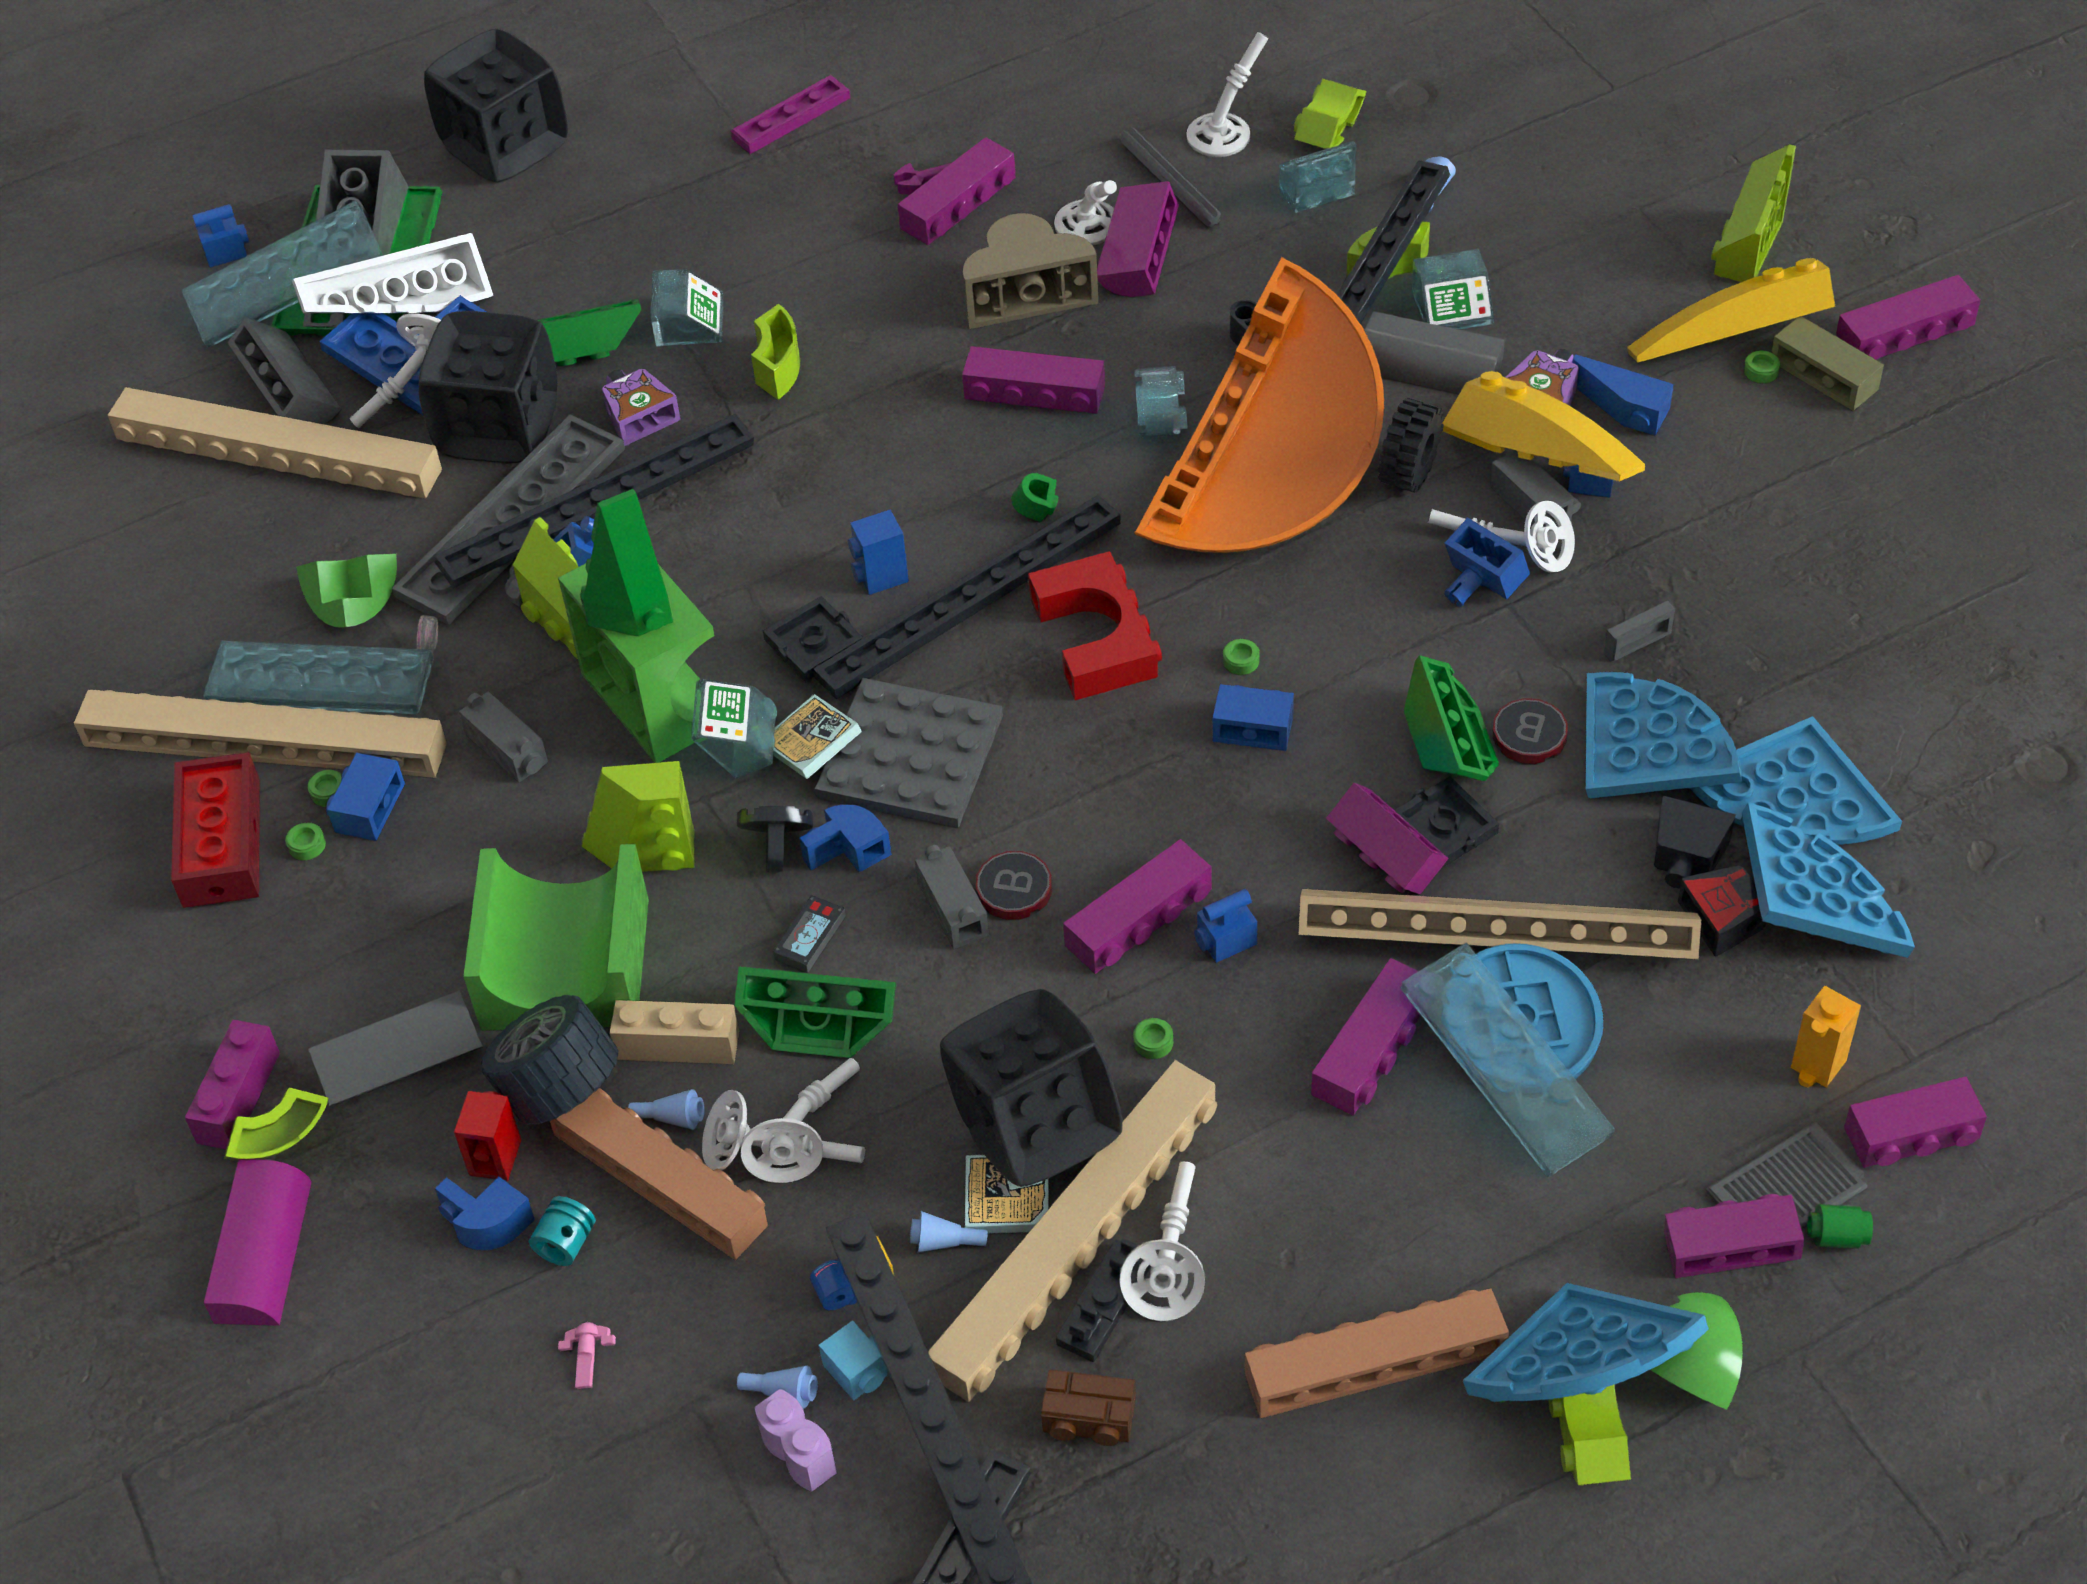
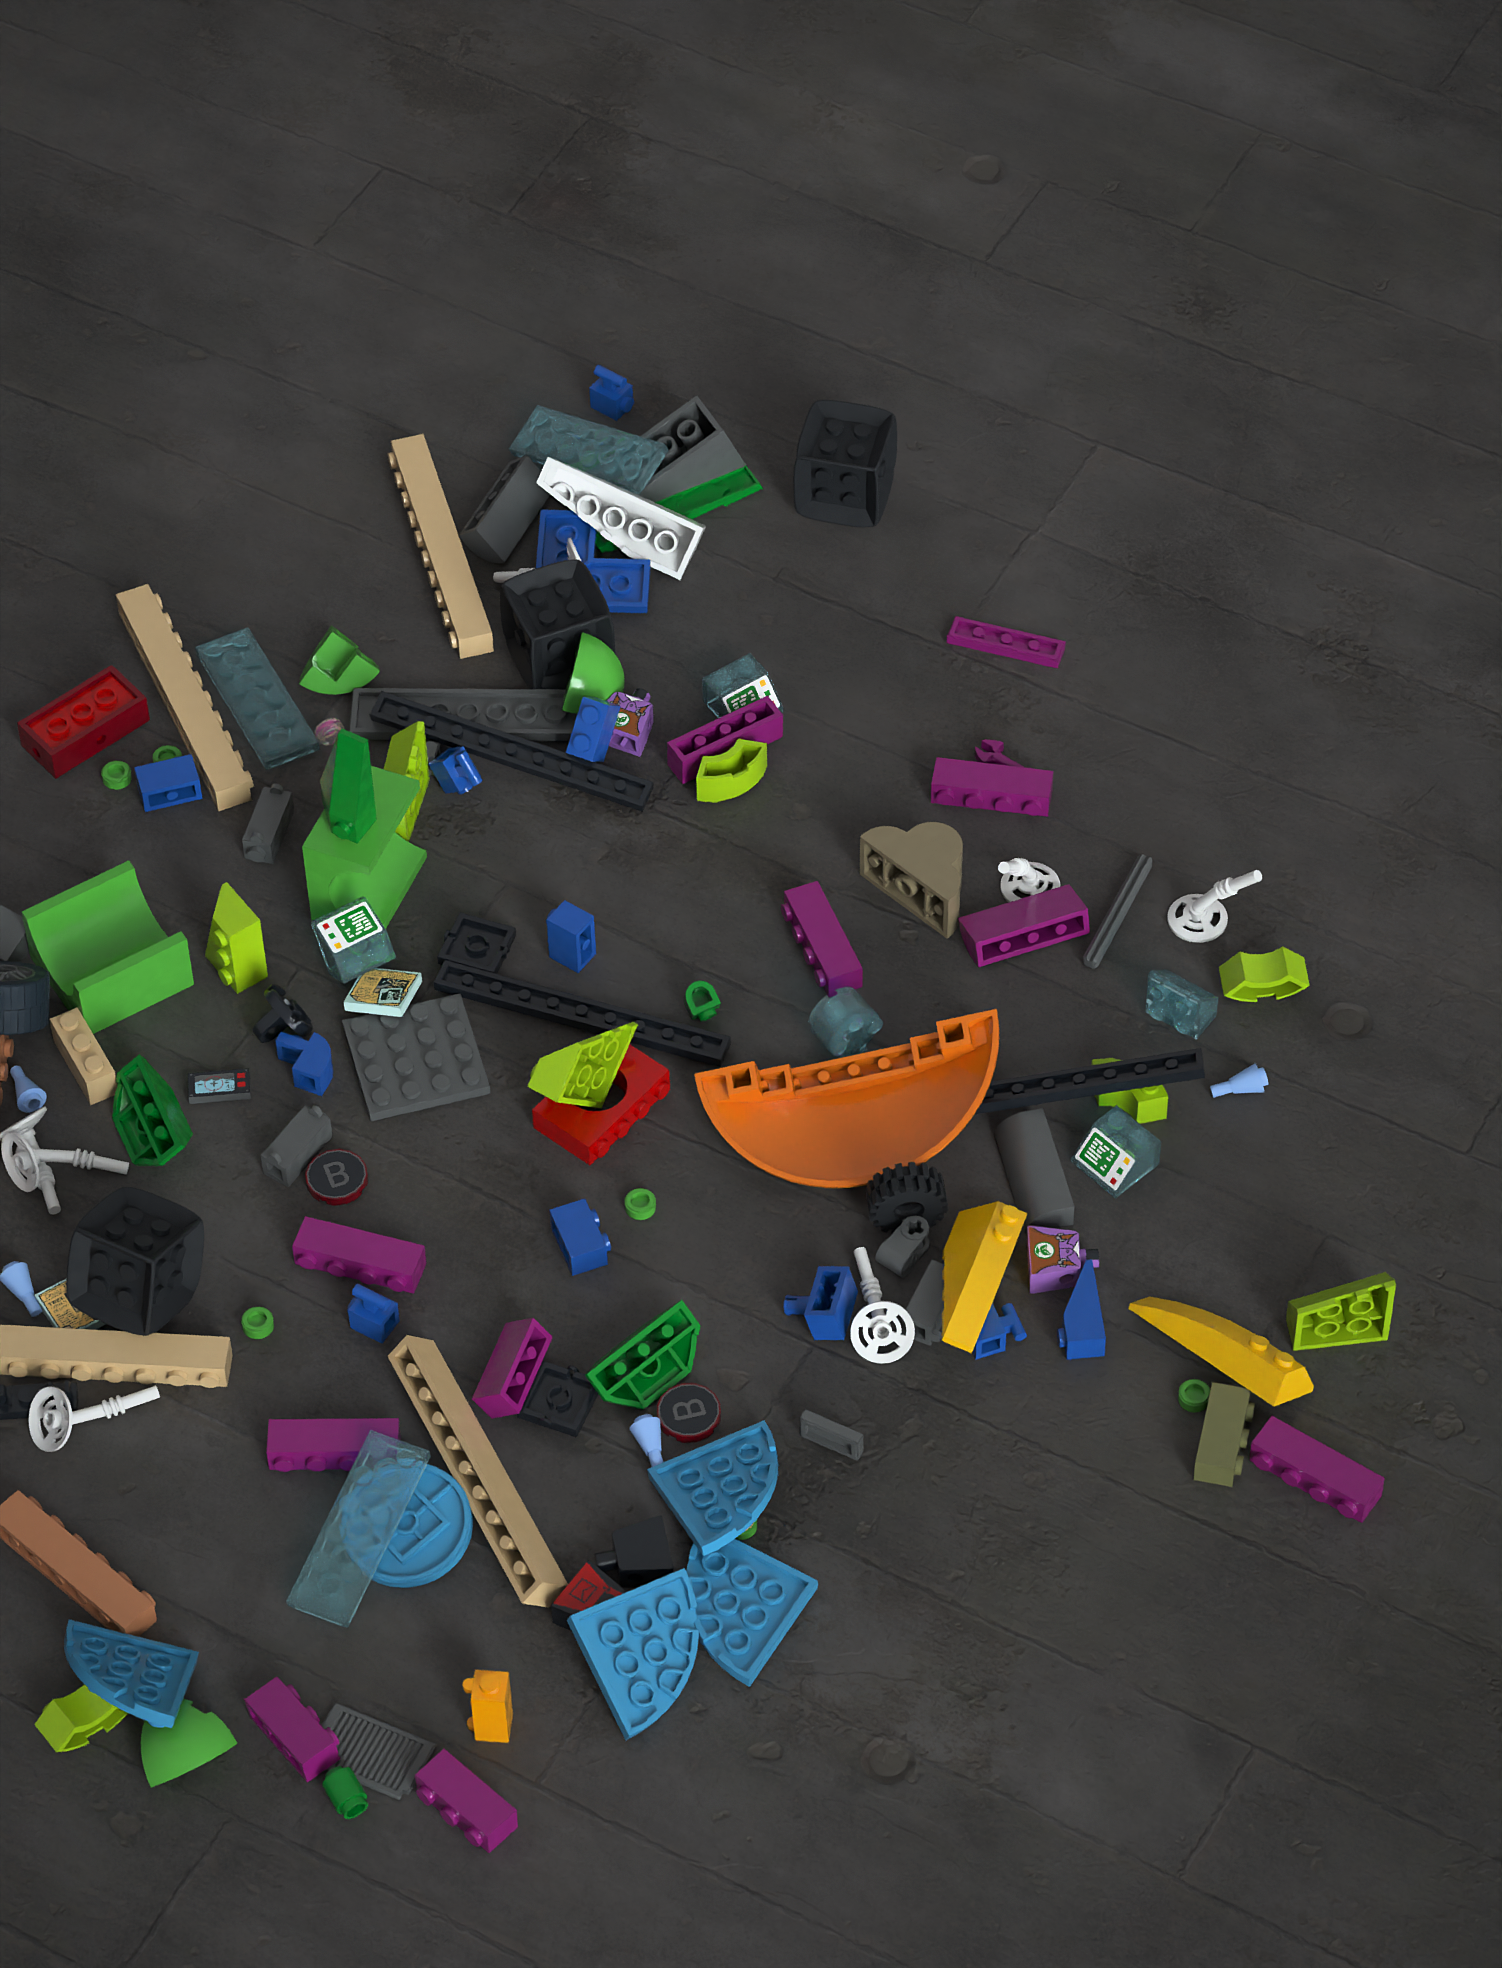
camera: 55 degrees right, 0 degrees up
(579, 395) = (594, 673): none -> bright green brick
(590, 331) = (660, 644): green wedge -> none
(639, 419) = (593, 729): none -> blue brick
(734, 339) = (754, 722): none -> magenta brick
(1068, 598) = (584, 1069): none -> lime wedge
(1452, 480) = (904, 1246): none -> dark grey piece
(1542, 772) = (648, 1435): none -> light blue cone

